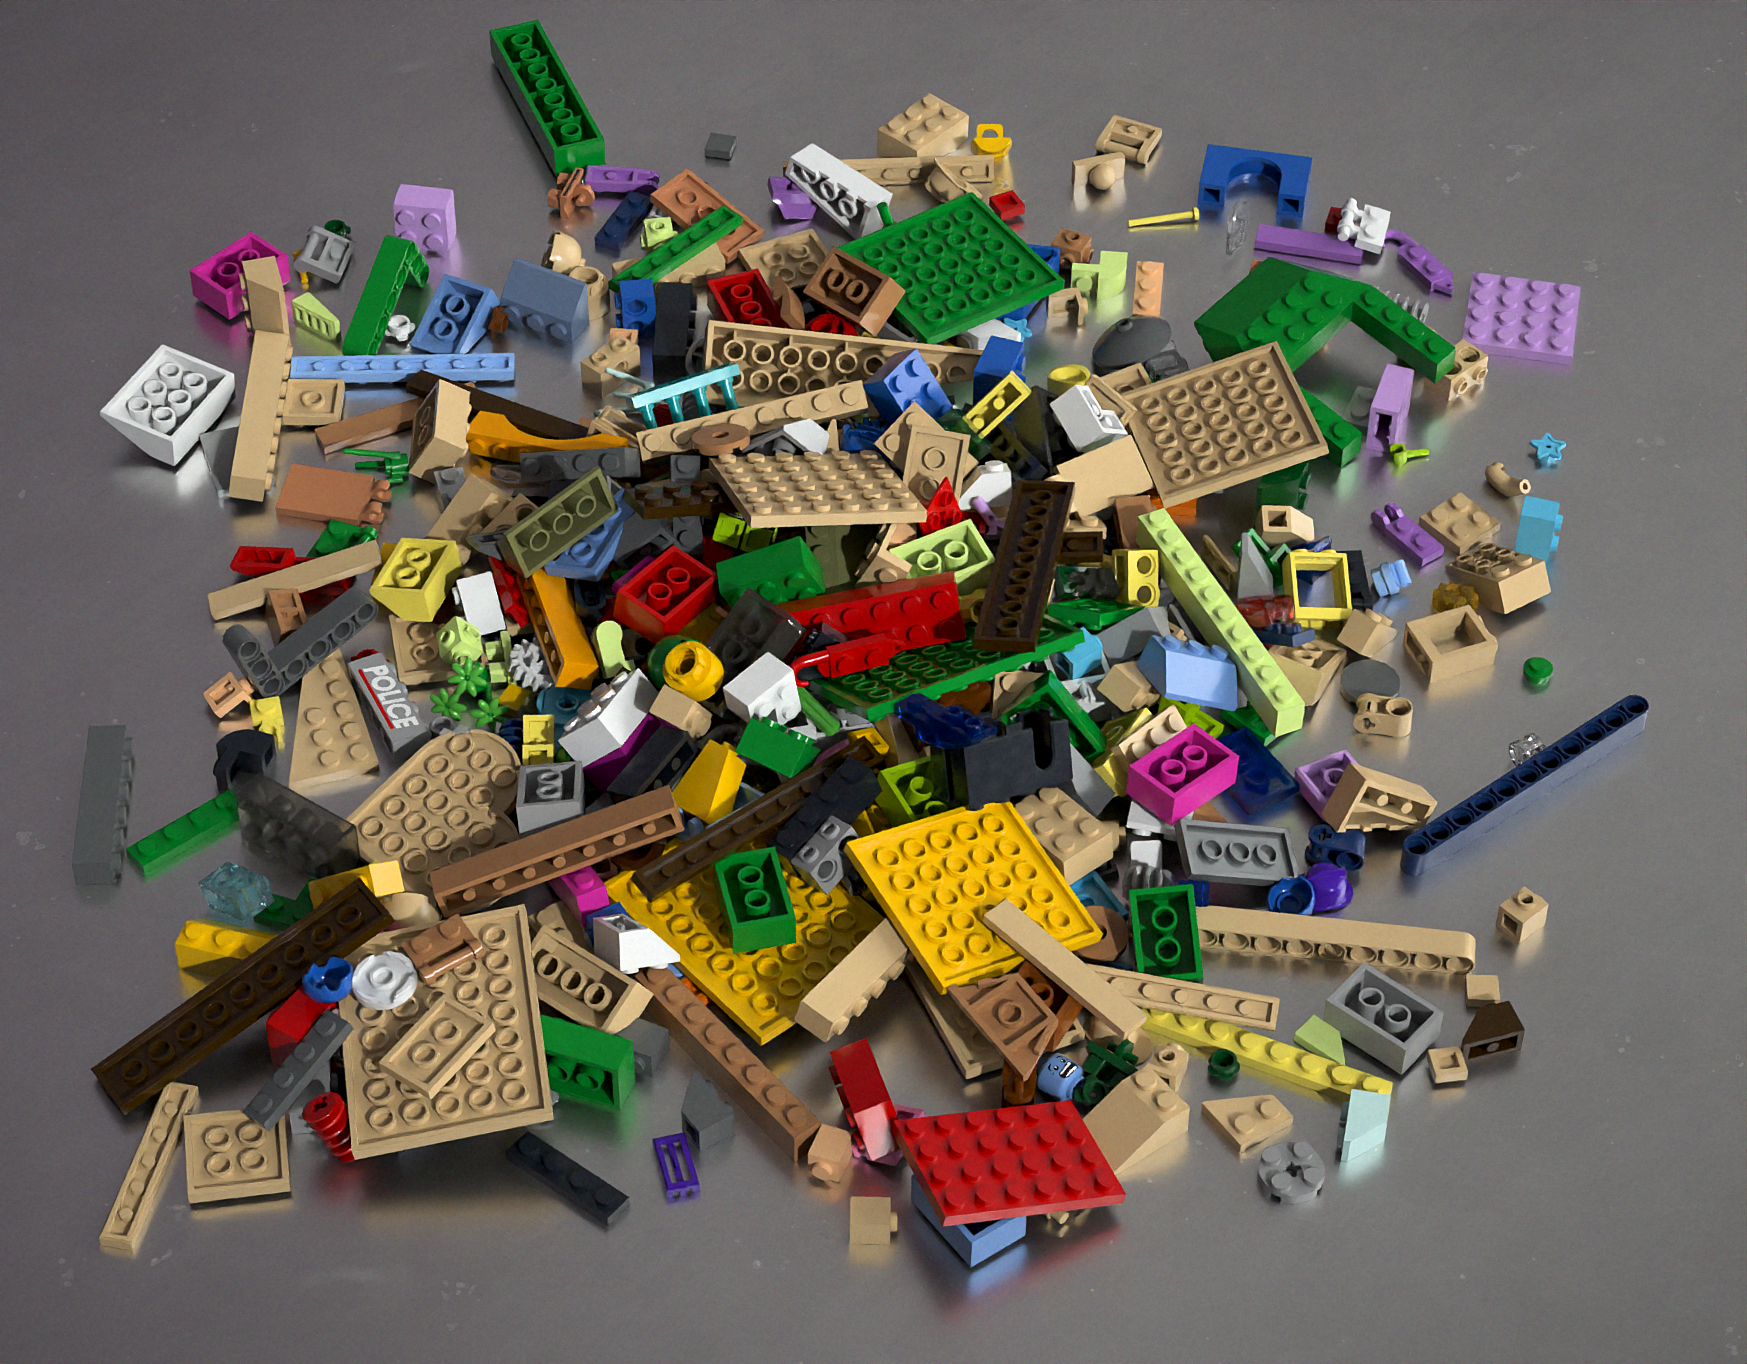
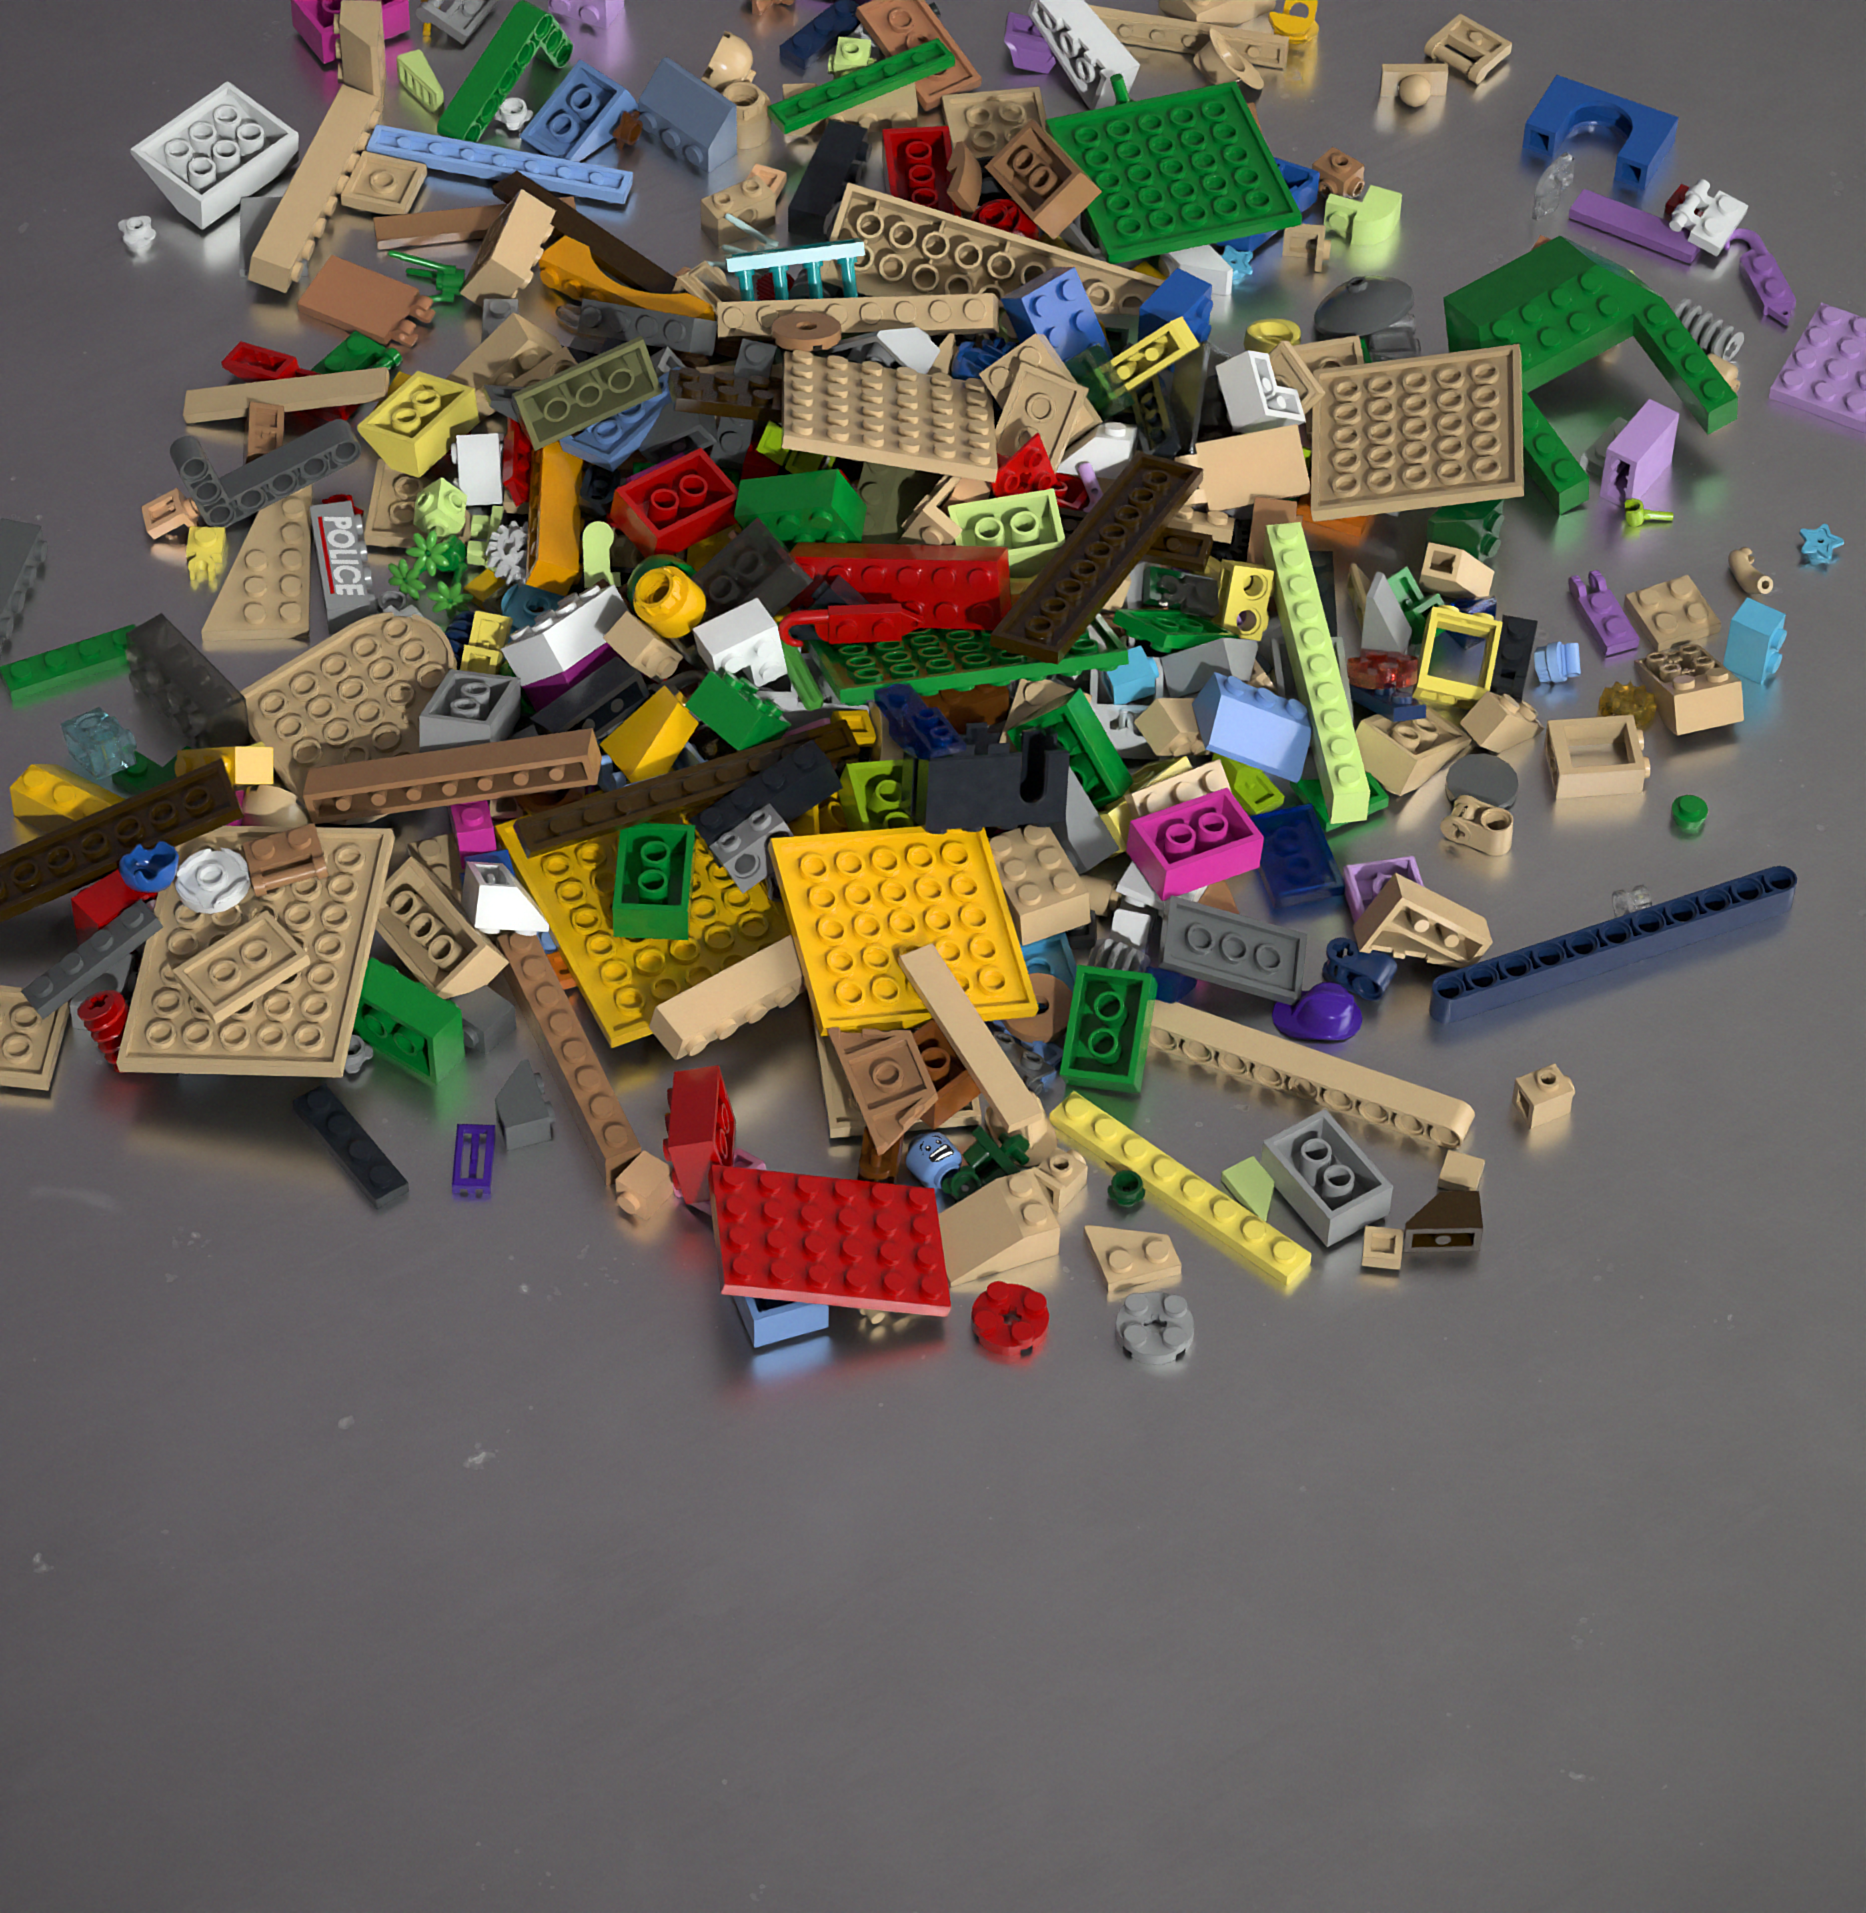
camera: 15 degrees right, 5 degrees up
(121, 477) = (137, 231): none -> white plate
(242, 751) = (160, 584): black brick -> none
(636, 307) = (790, 143): blue brick -> none
(871, 1220) = (661, 1270): tan brick -> none
(1006, 205) = (1285, 103): red plate -> none
(1148, 288) = (1415, 245): light nougat plate -> none
(1162, 218) = (1467, 157): light yellow piece -> none
(1174, 1177) = (1015, 1300): none -> red plate
(1193, 998) = (1108, 1103): tan tile -> none
(1291, 896) = (1279, 1015): blue hair -> none
(1365, 1123) = (1258, 1291): light aqua slope -> none
(1468, 368) = (1758, 422): tan brick -> none

